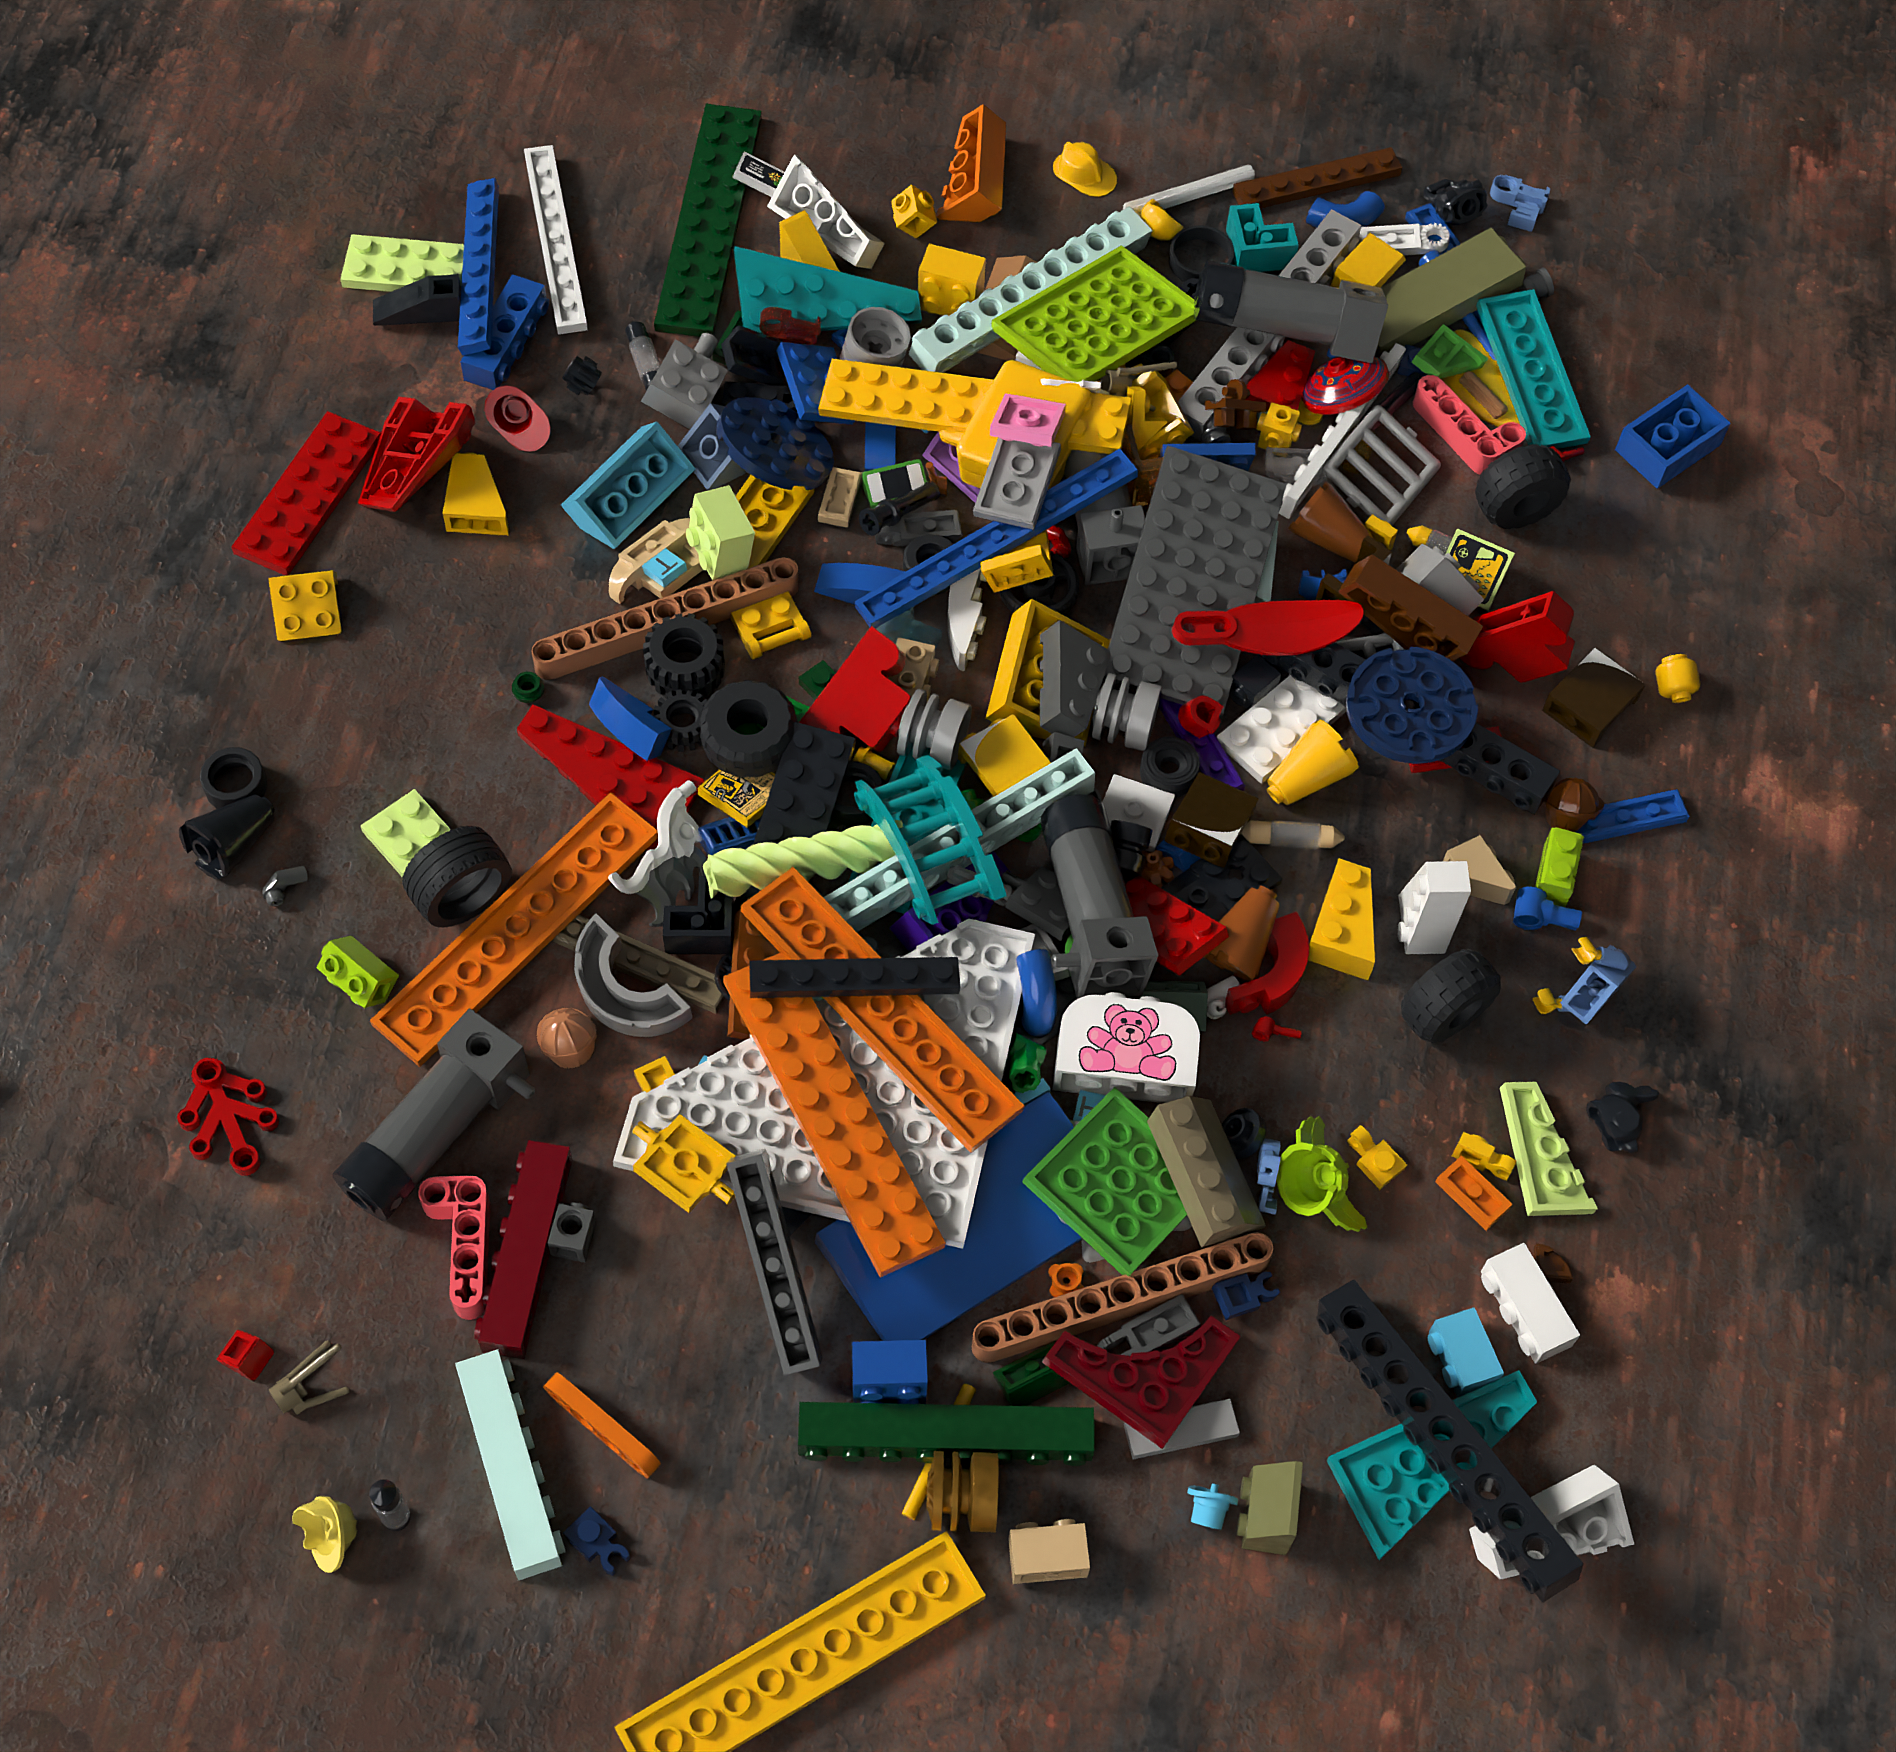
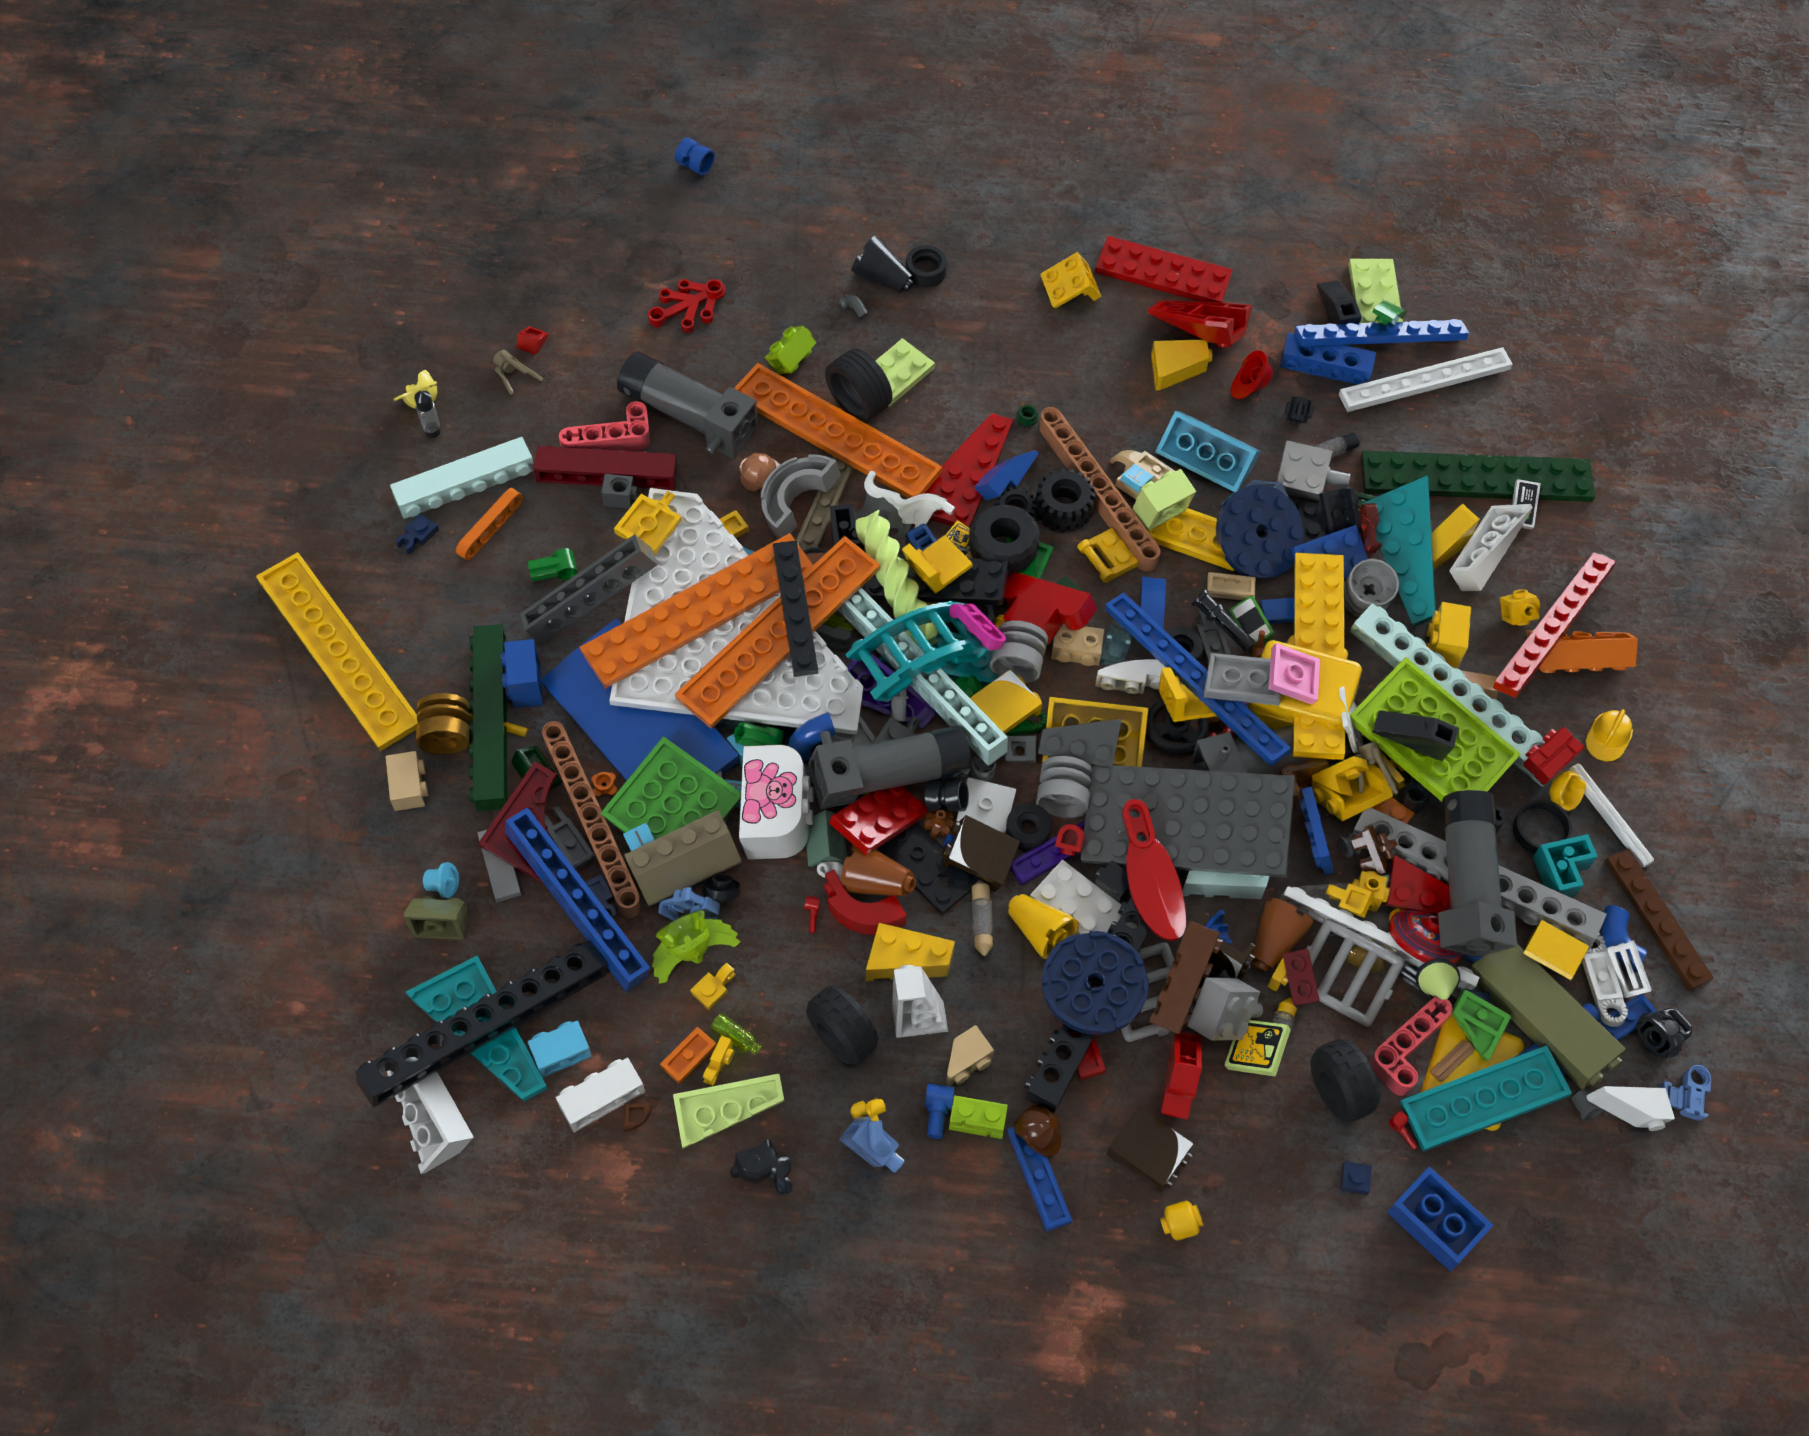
camera: 85 degrees right, 0 degrees up
(458, 244) = (1388, 312): none -> green slope
(692, 1327) = (559, 565): none -> green piece
(785, 804) = (938, 563): none -> yellow bracket
(905, 758) = (978, 625): none -> dark pink plate
(955, 175) = (1554, 625): none -> plate
(1110, 320) = (1418, 733): none -> black slope
(1132, 212) = (1553, 755): none -> red brick
(1176, 1223) = (638, 836): none -> medium azure tile
(1260, 1311) = (576, 899): none -> blue brick
(1302, 437) = (1353, 899): none -> yellow plate
(1368, 210) = (1622, 948): none -> white tile
(1393, 507) = (1301, 977): none -> dark red hinge
(1407, 376) = (1438, 978): none -> yellowish green hat
(1443, 1135) = (739, 1036): none -> clear neon green cylinder
(1543, 238) = (1635, 1105): none -> white slope
(1618, 509) = (1356, 1178): none -> dark blue plate

